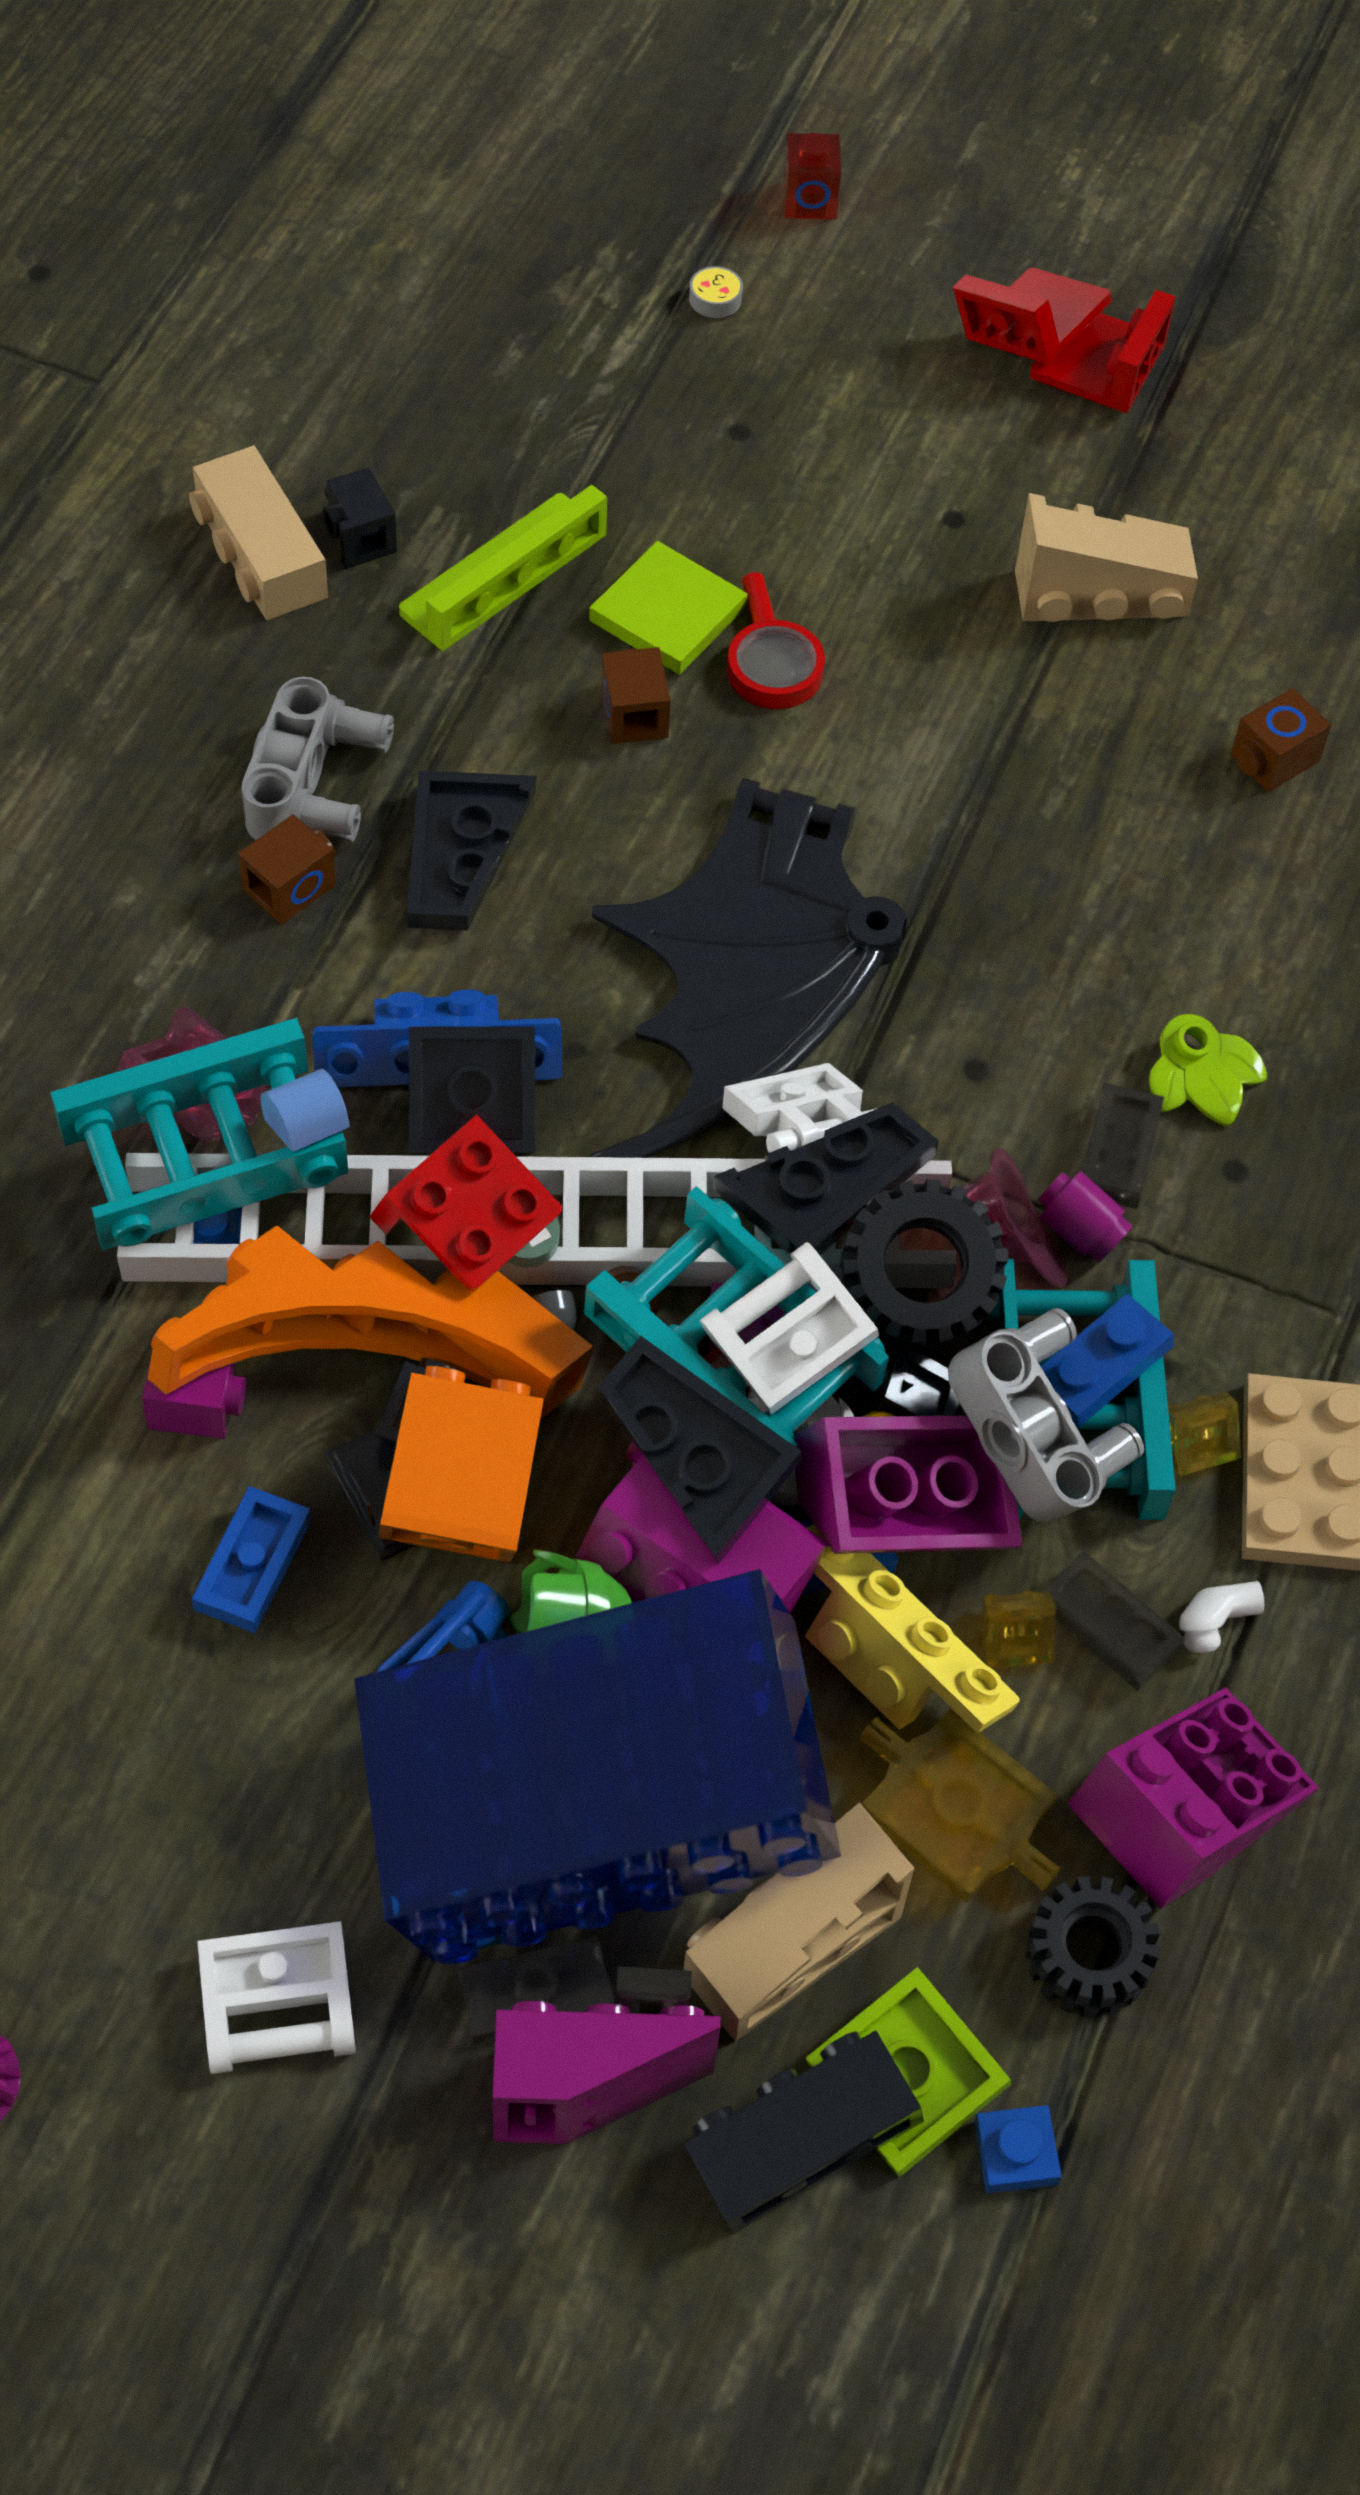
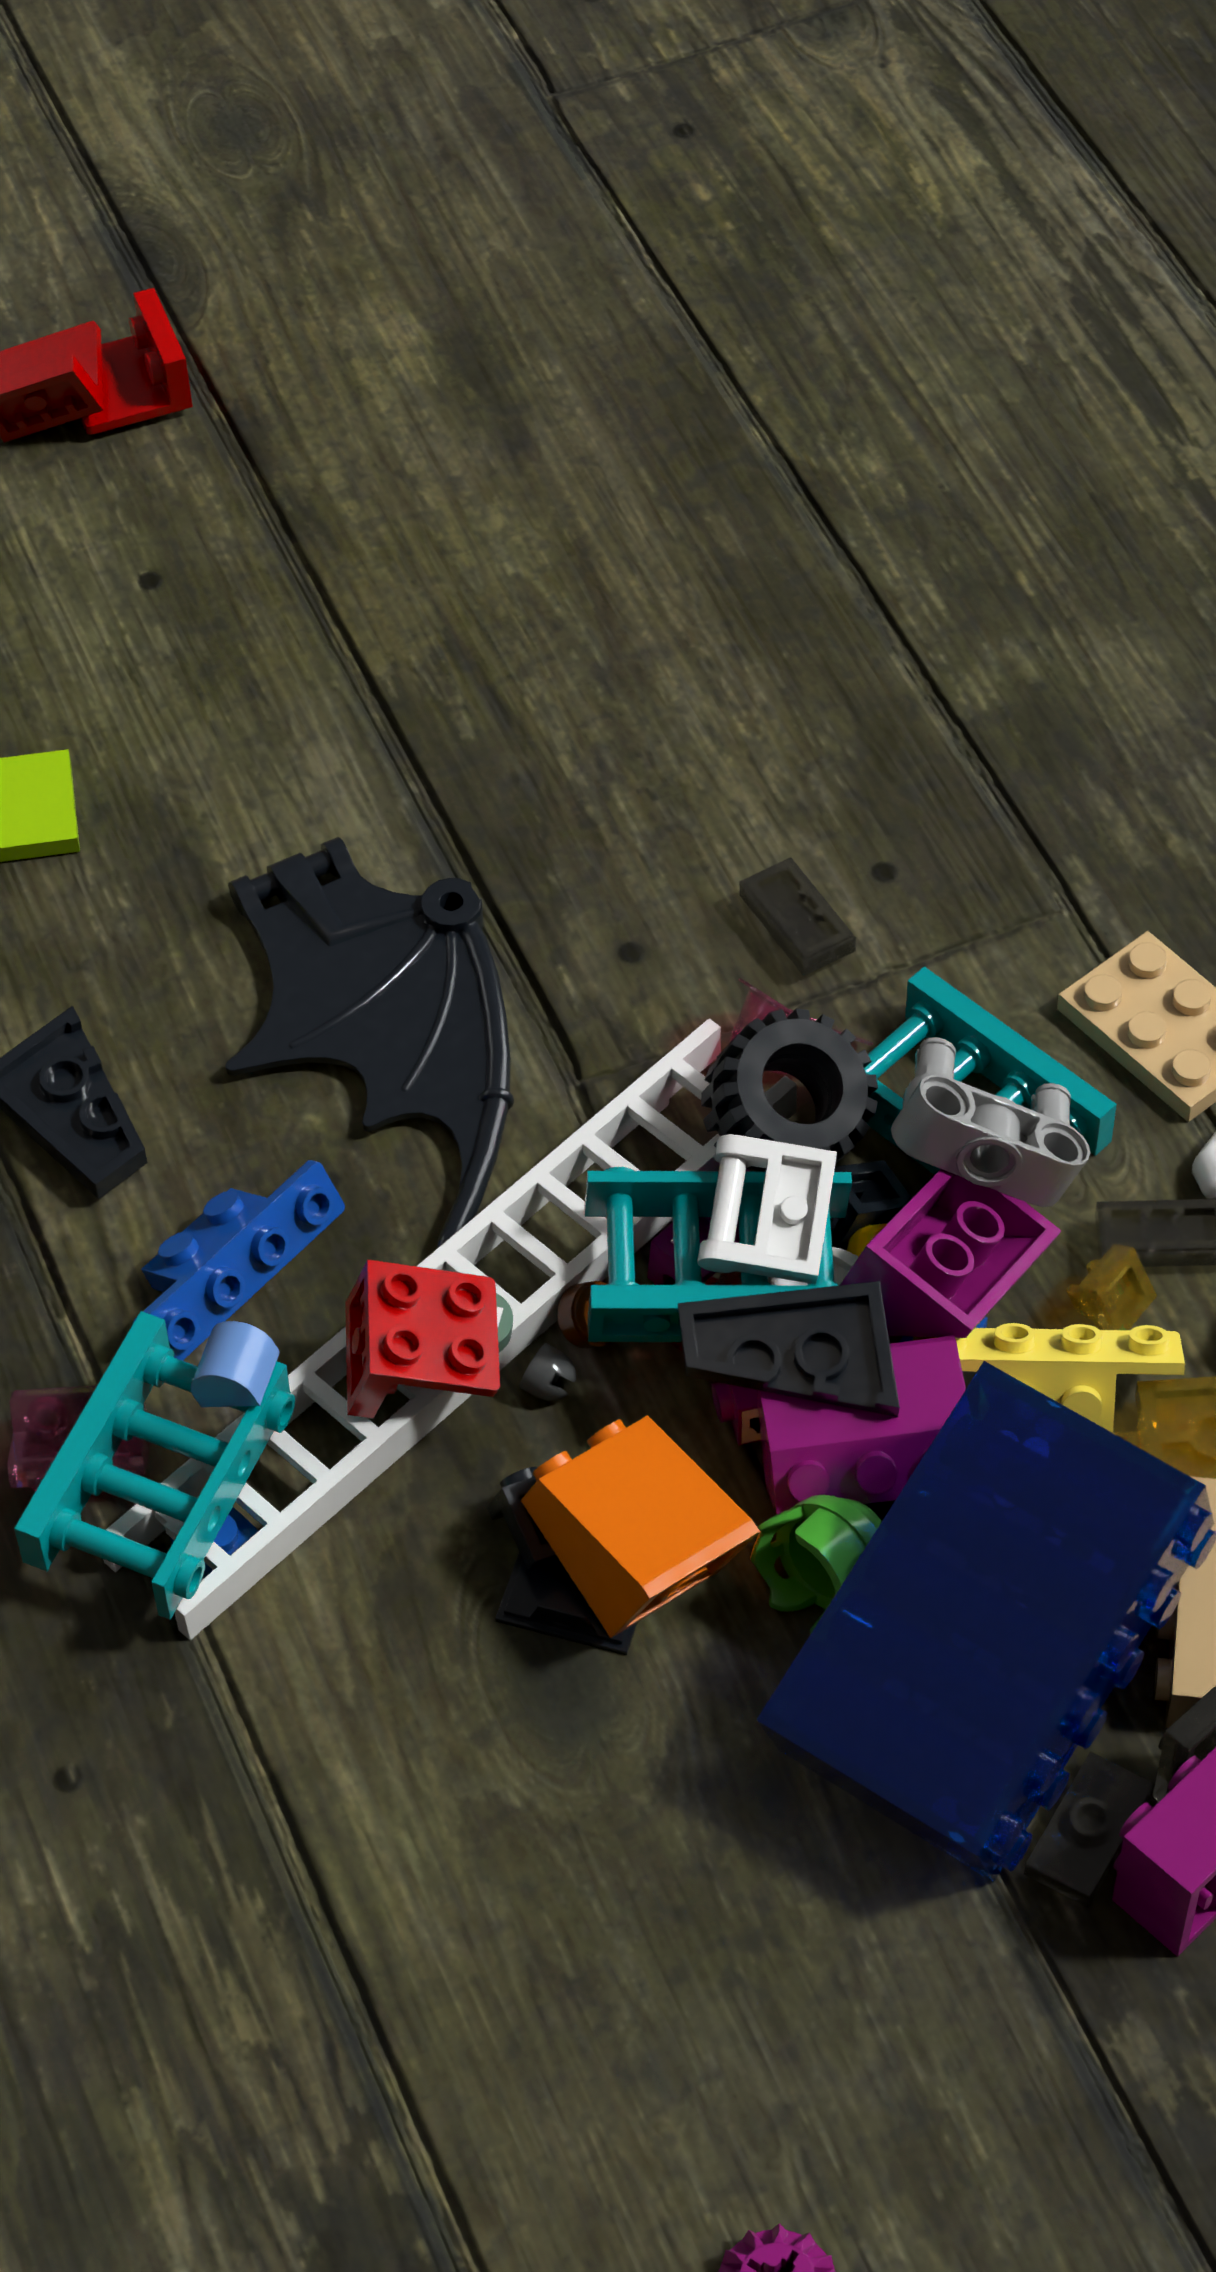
camera: 40 degrees left, 5 degrees down
(197, 1407) = (354, 1659): magenta brick -> none
(251, 1559) = (543, 1735): blue plate -> none
(272, 1974) = (907, 1993): white plate -> none
(374, 1302) = (366, 1520): orange arch -> none
(464, 1622) = (753, 1634): blue plant -> none
(468, 1074) = (300, 1262): black plate -> none
(635, 695) = (74, 888): reddish brown brick -> none
(772, 659) = (138, 784): piece -> none
(794, 1105) = (559, 1069): white plate -> none
(826, 1183) = (652, 1098): black wing -> none
(1083, 1215) = (834, 981): magenta brick -> none
(1101, 567) = (314, 527): tan wedge -> none
(1107, 1358) = (979, 1035): blue plate -> none
(1204, 1432) = (1081, 1048): clear yellow tile -> none
(1206, 1076) = (789, 817): lime plate -> none
(1280, 740) = (579, 550): reddish brown brick -> none

